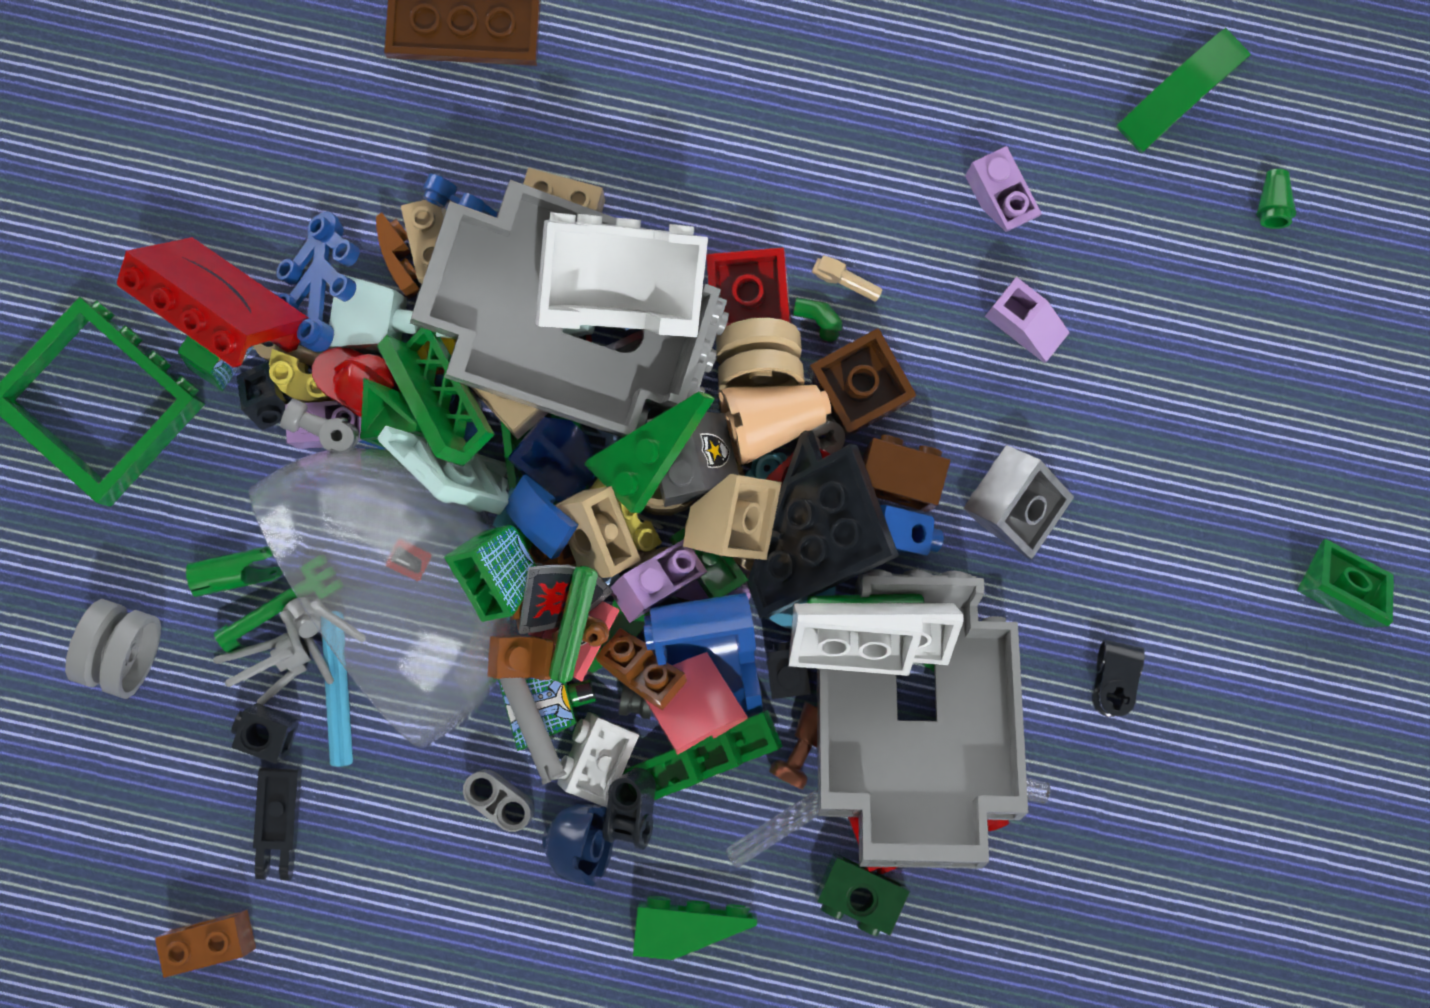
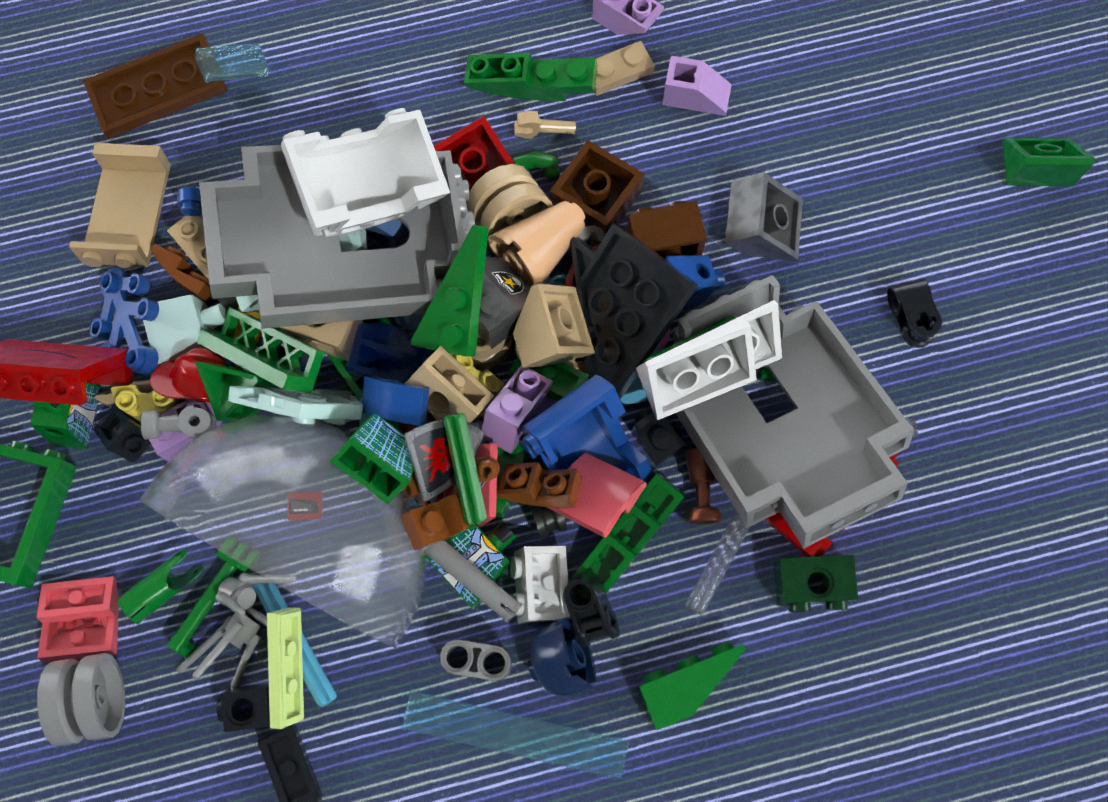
camera: 20 degrees left, 10 degrees down
(142, 562) = (78, 619): none -> coral slope
(314, 717) = (285, 667): none -> yellowish green tile
(370, 150) = (125, 206): none -> tan panel
(501, 886) = (515, 735): none -> clear light blue tile
(554, 38) = (231, 62): none -> clear light blue tile
(860, 216) = (524, 78): none -> green slope
(961, 250) = (622, 67): none -> tan plate

